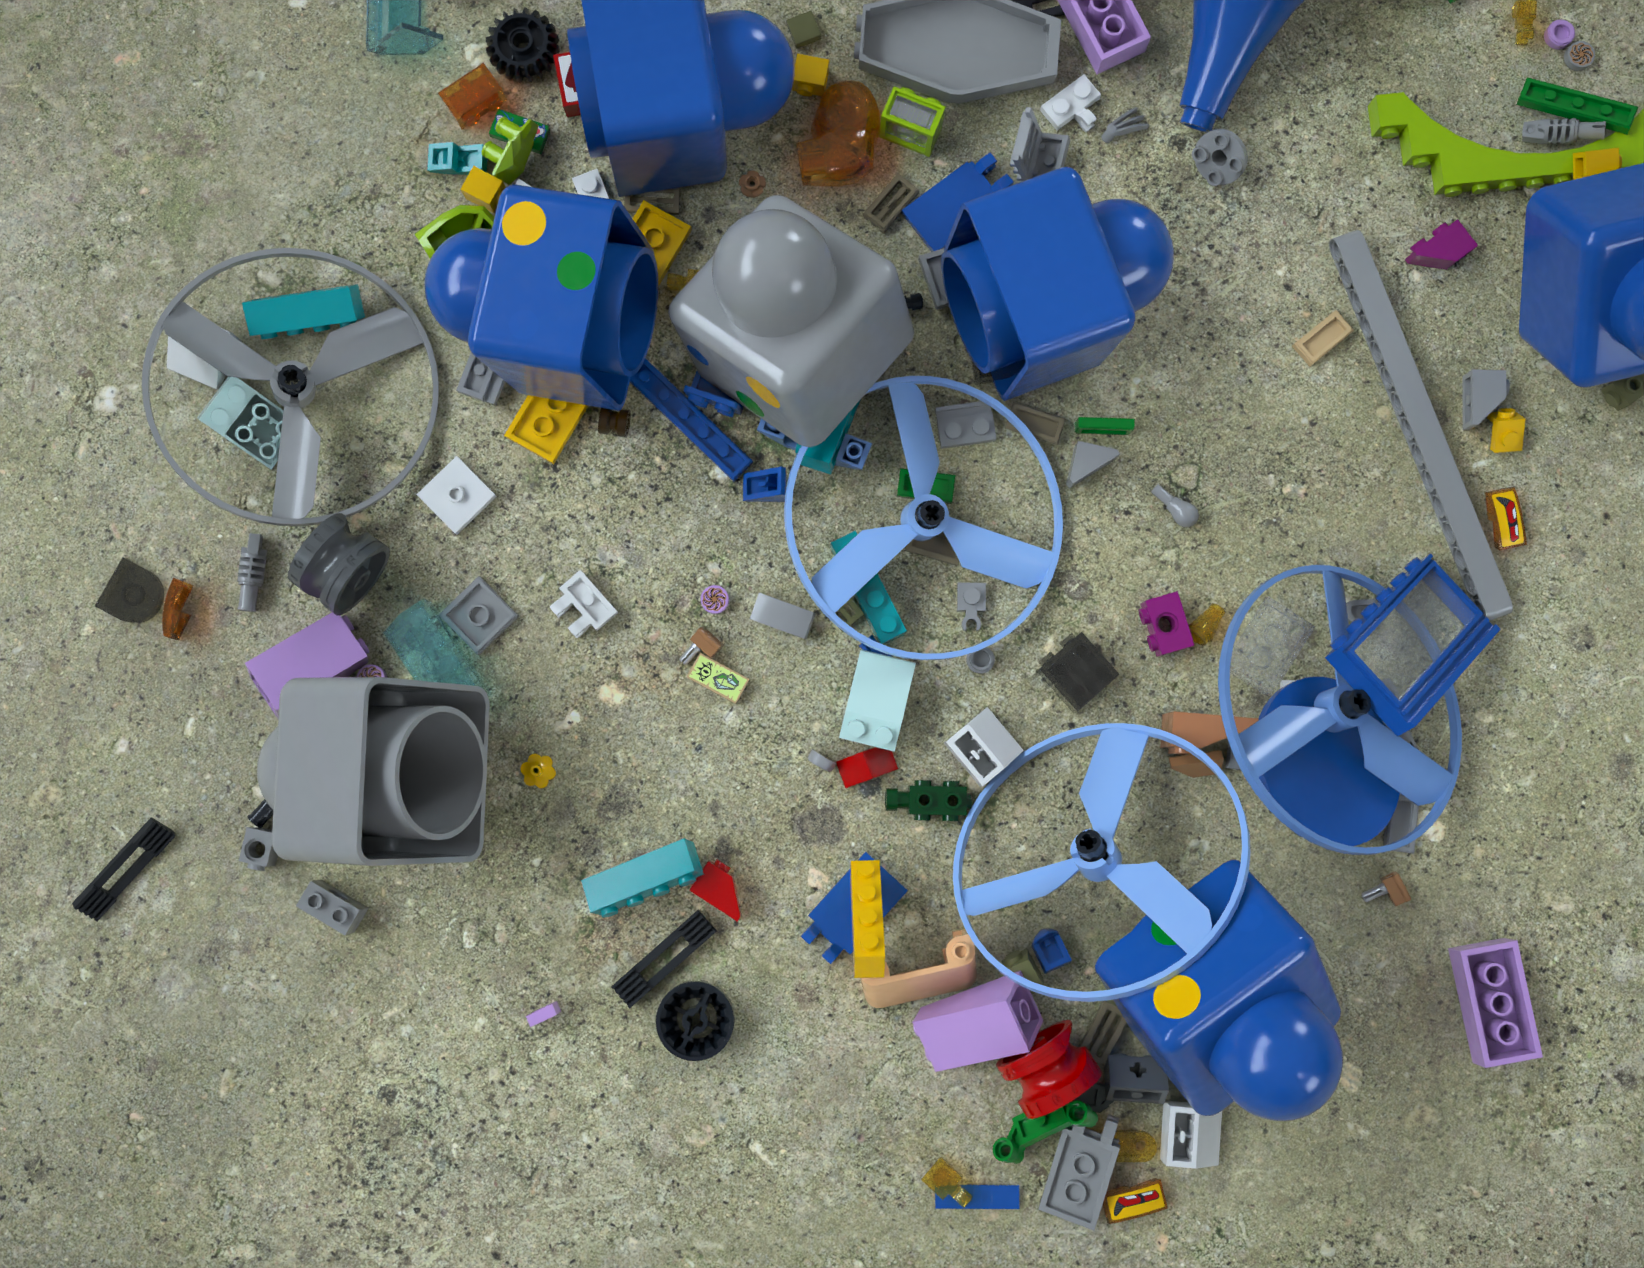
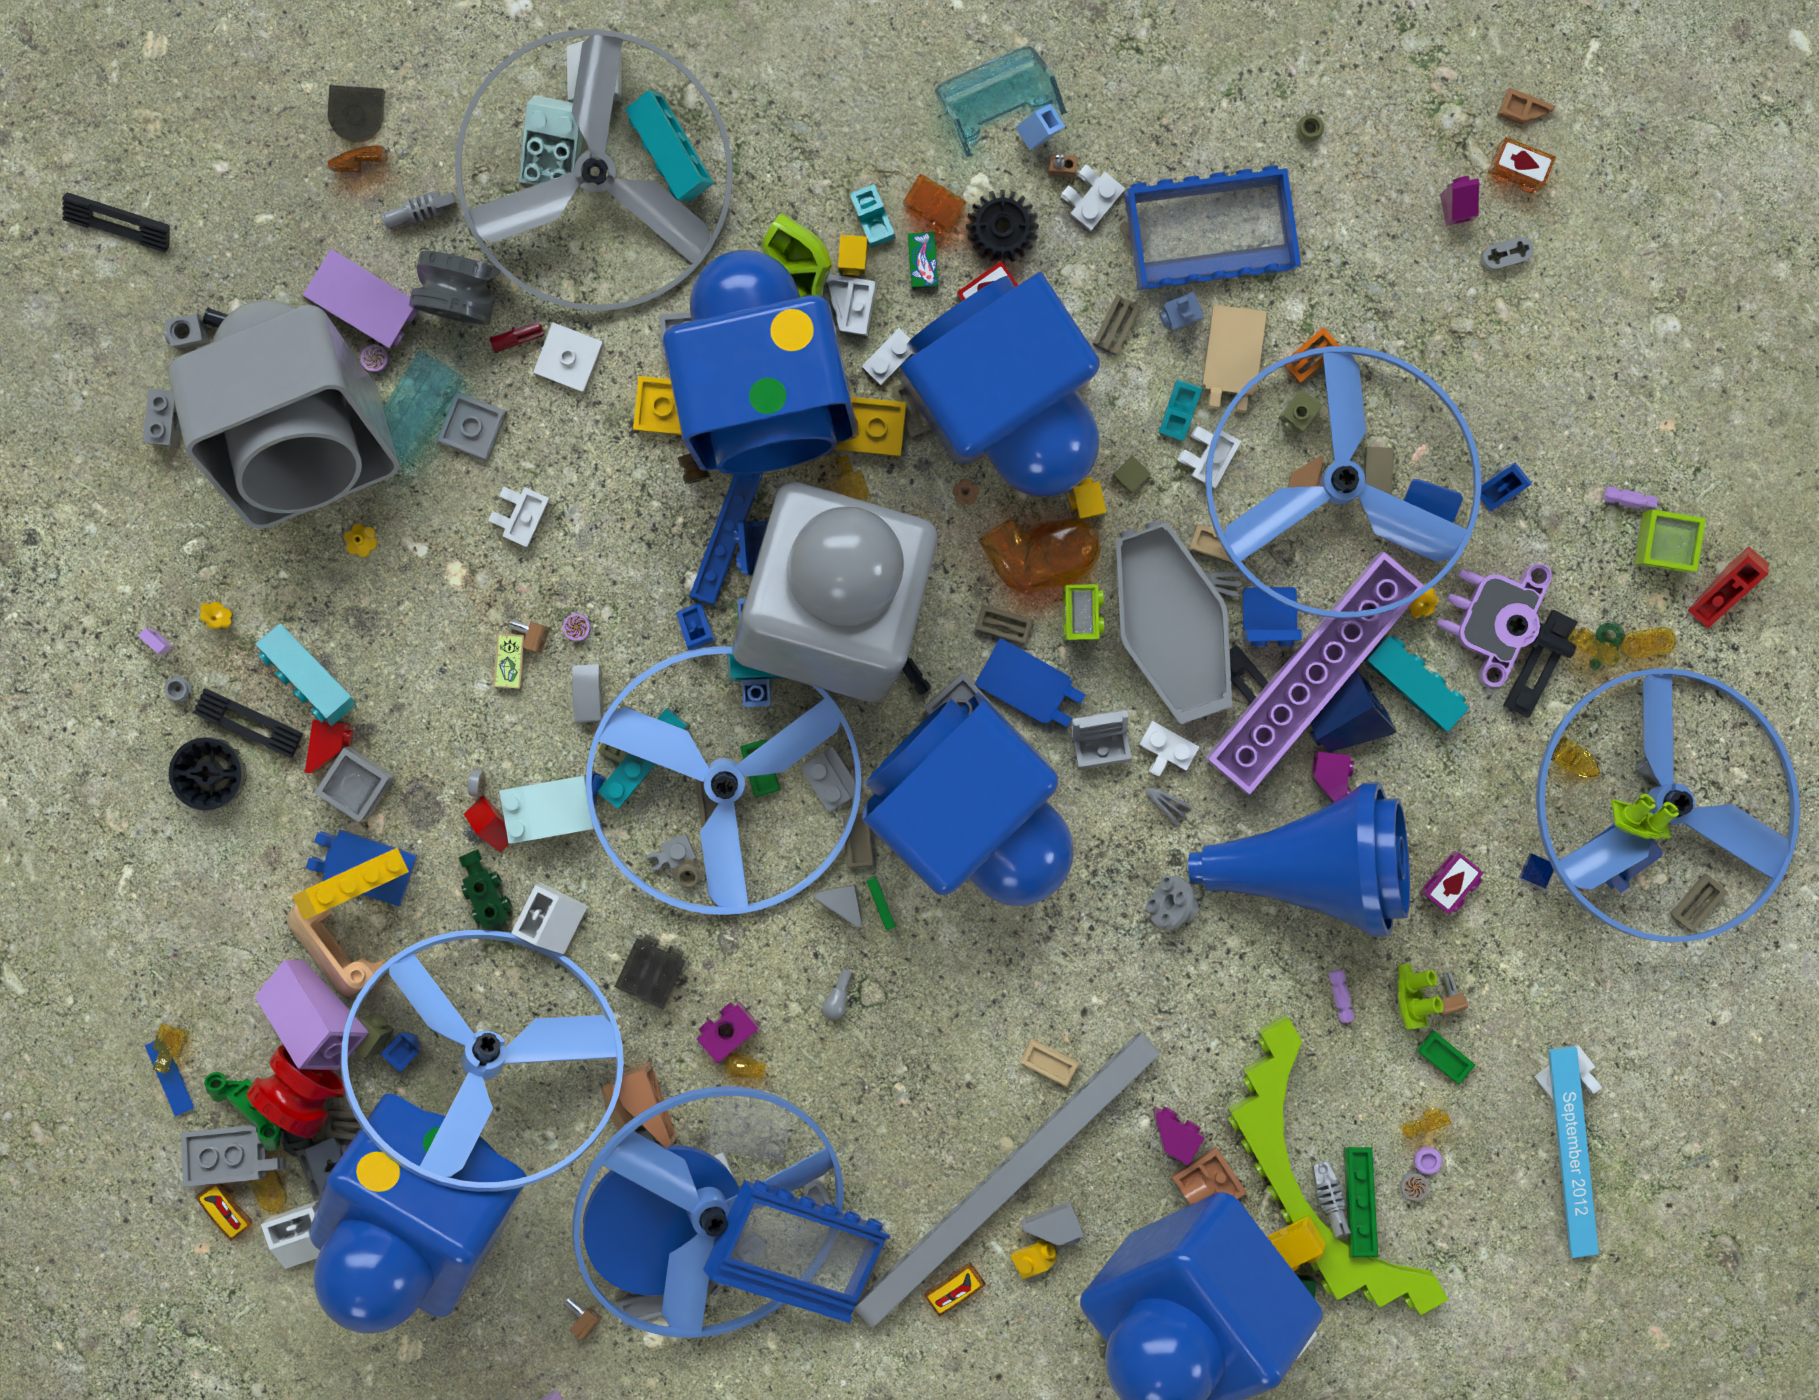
camera: 65 degrees right, 5 degrees up
(414, 534) = (516, 336): none -> dark red axle
(513, 158) = (889, 269): lime connector -> none
(546, 943) = (215, 615): none -> yellow plant
(608, 1014) = (170, 689): none -> light grey plate
(770, 878) = (355, 784): none -> piece
(981, 660) = (624, 885): light grey plate -> none
(1003, 600) = (687, 880): none -> dark tan plate
(1372, 46) = (1341, 996): none -> lavender axle
(1498, 238) = (1208, 1176): none -> nougat plate

